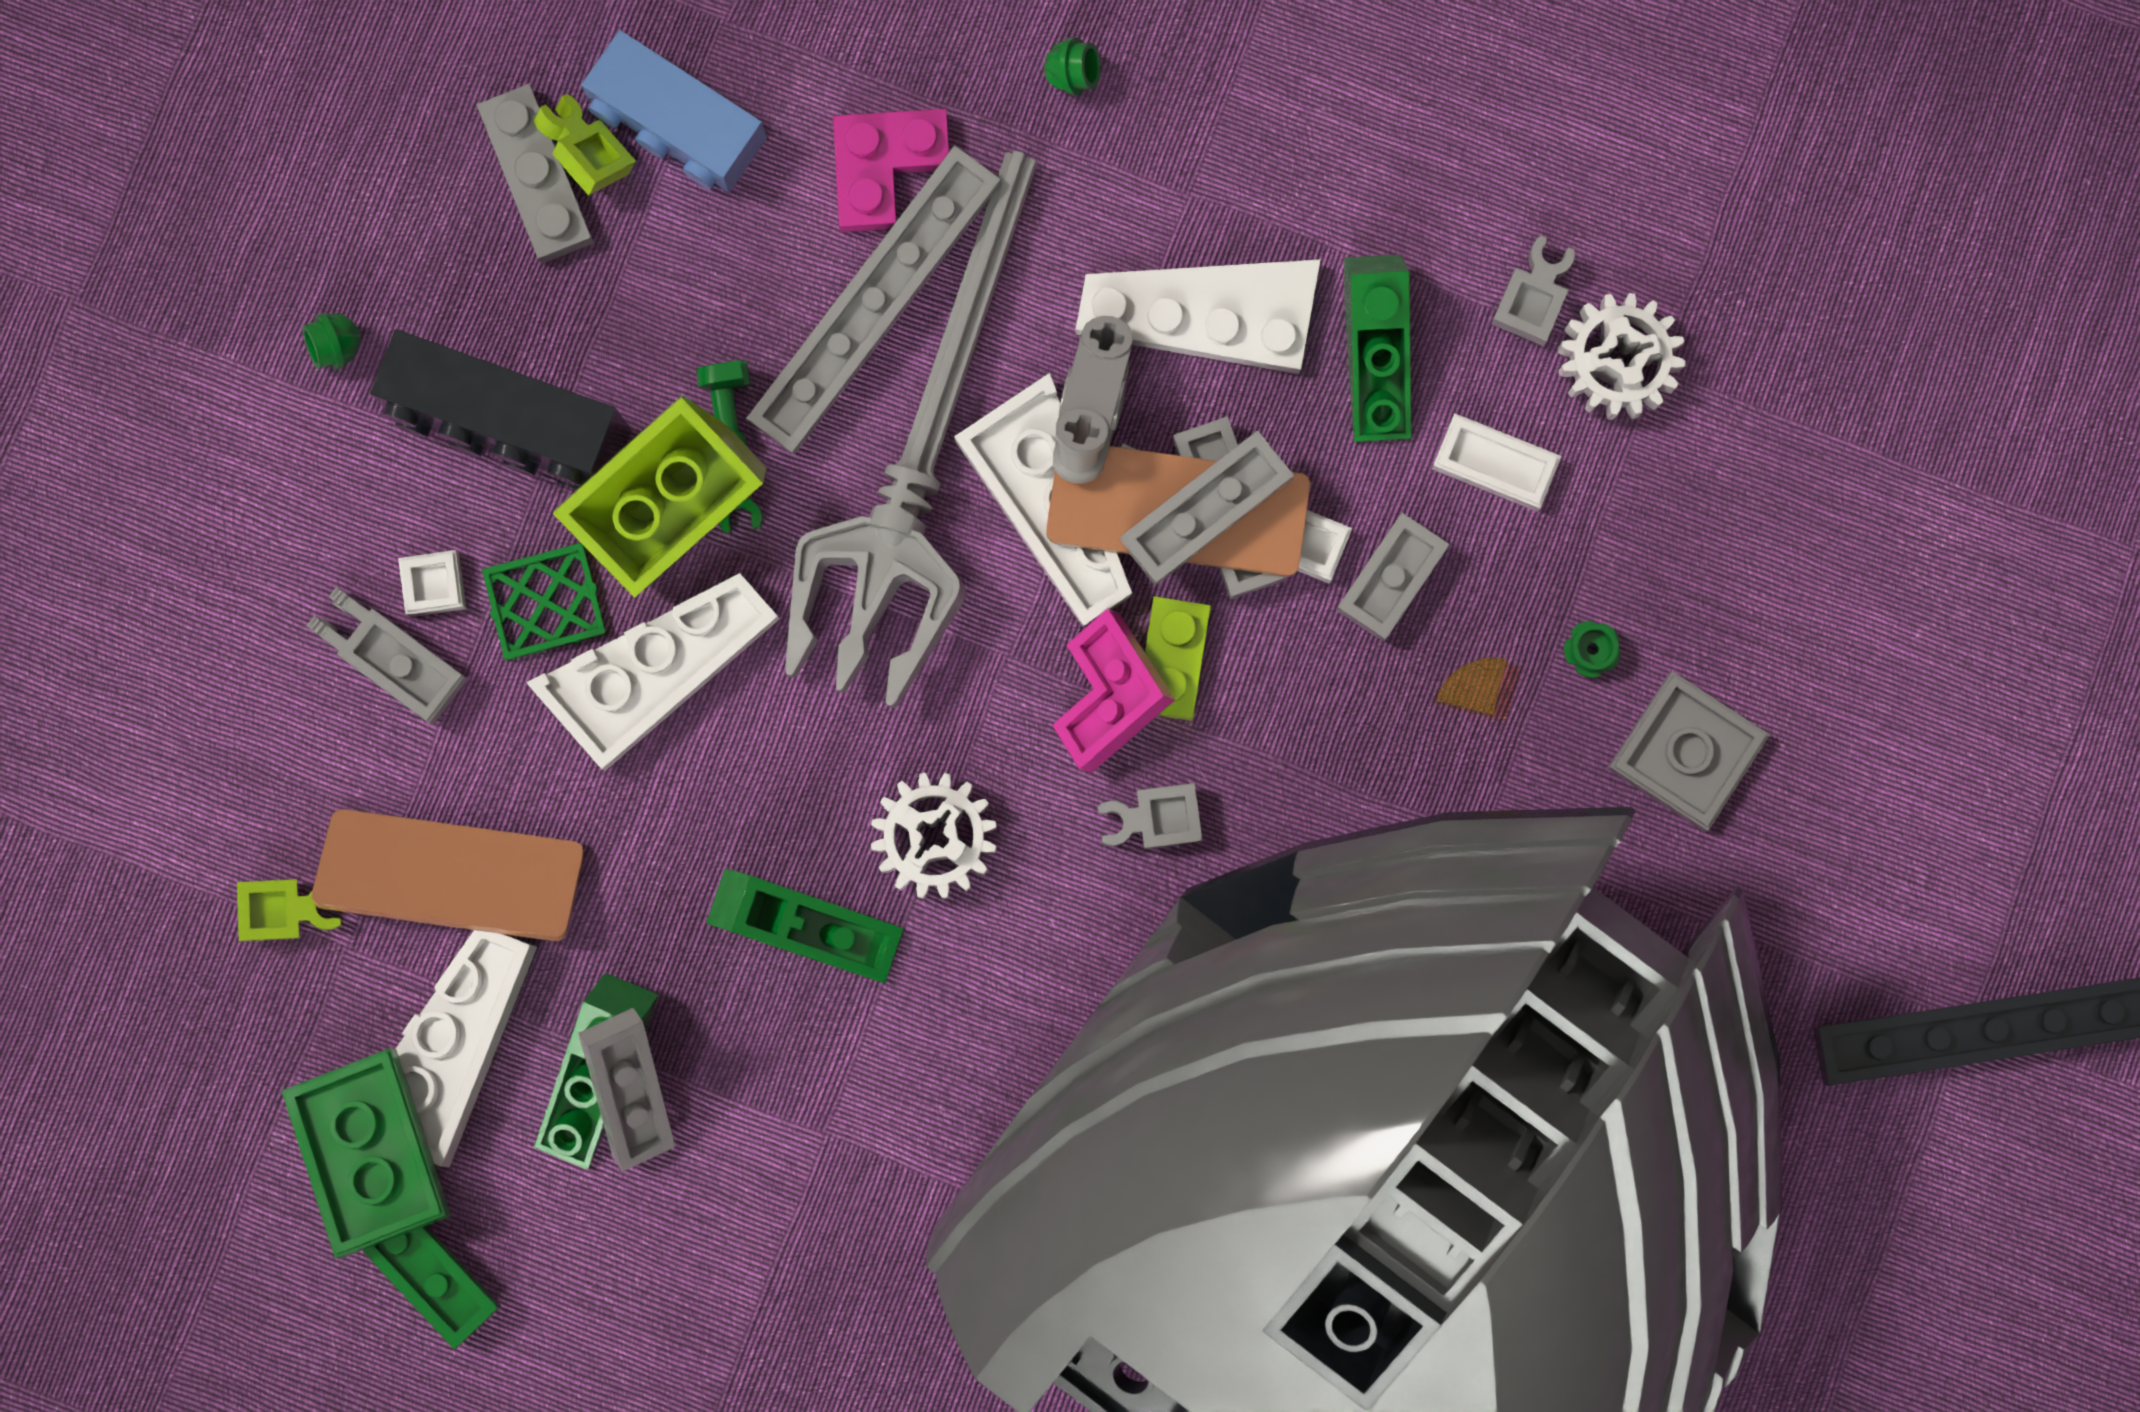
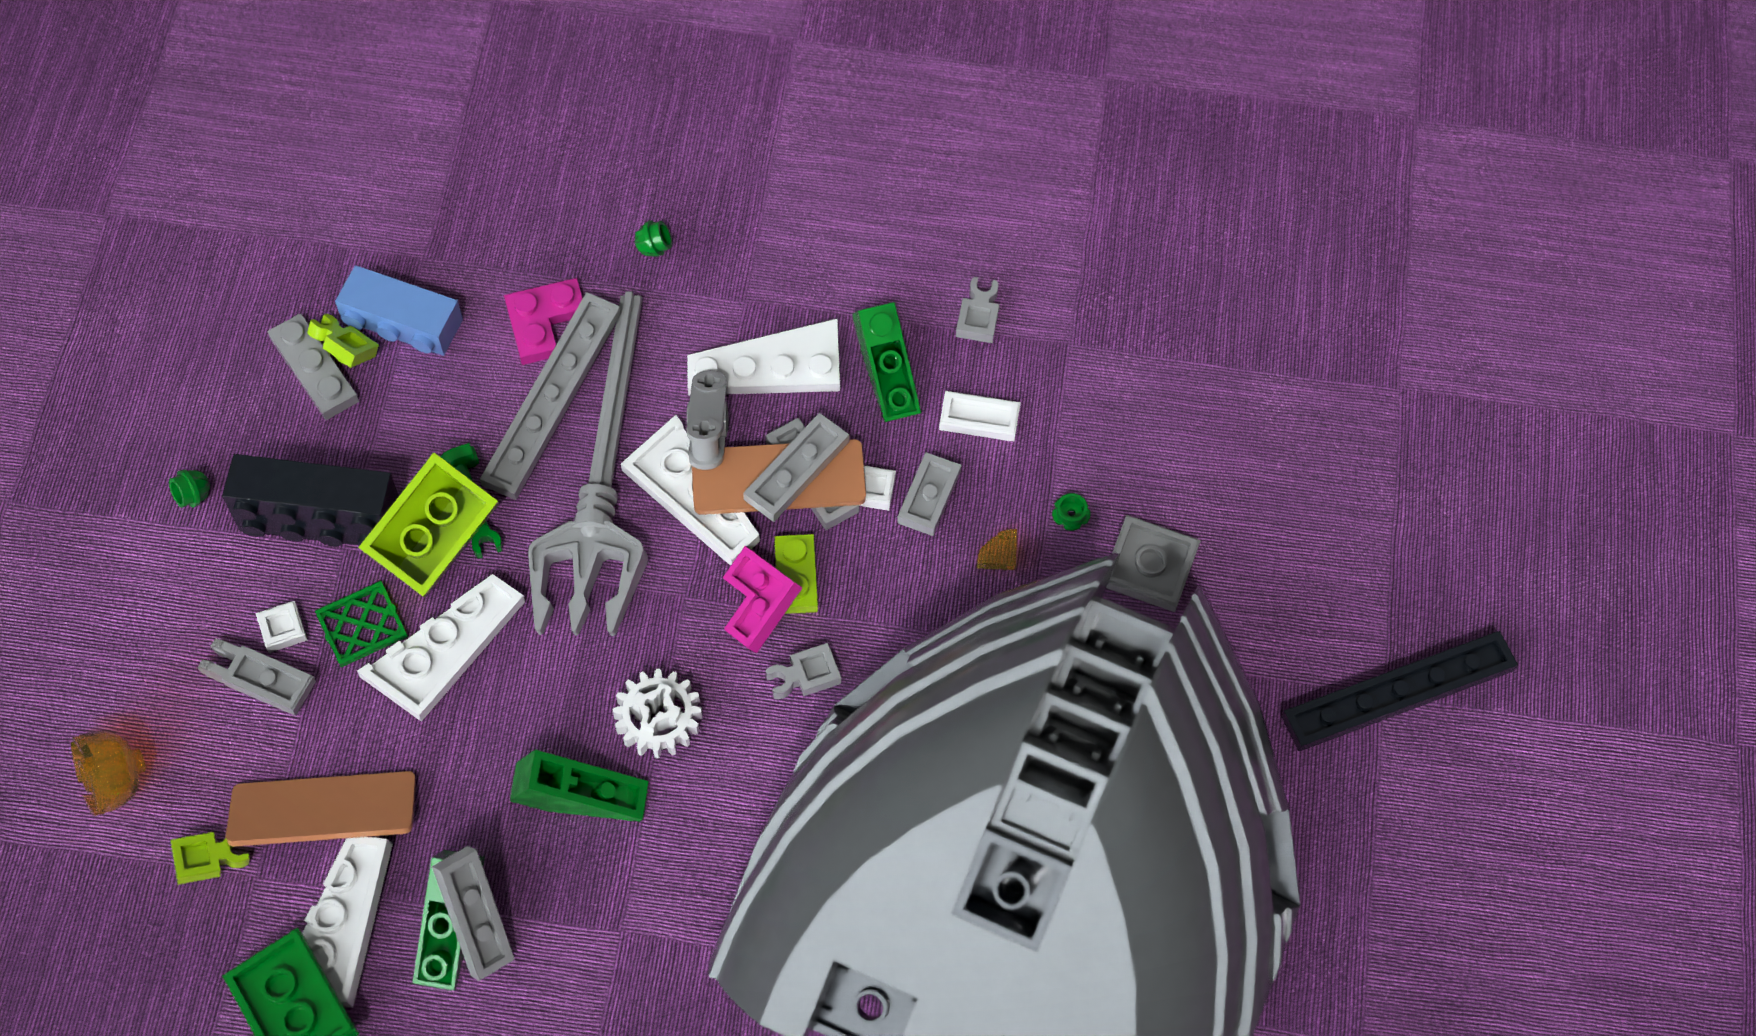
camera: 15 degrees left, 20 degrees down
(164, 760) = (106, 769): none -> clear yellow cylinder
(1626, 380) = (1043, 336): white gear -> none

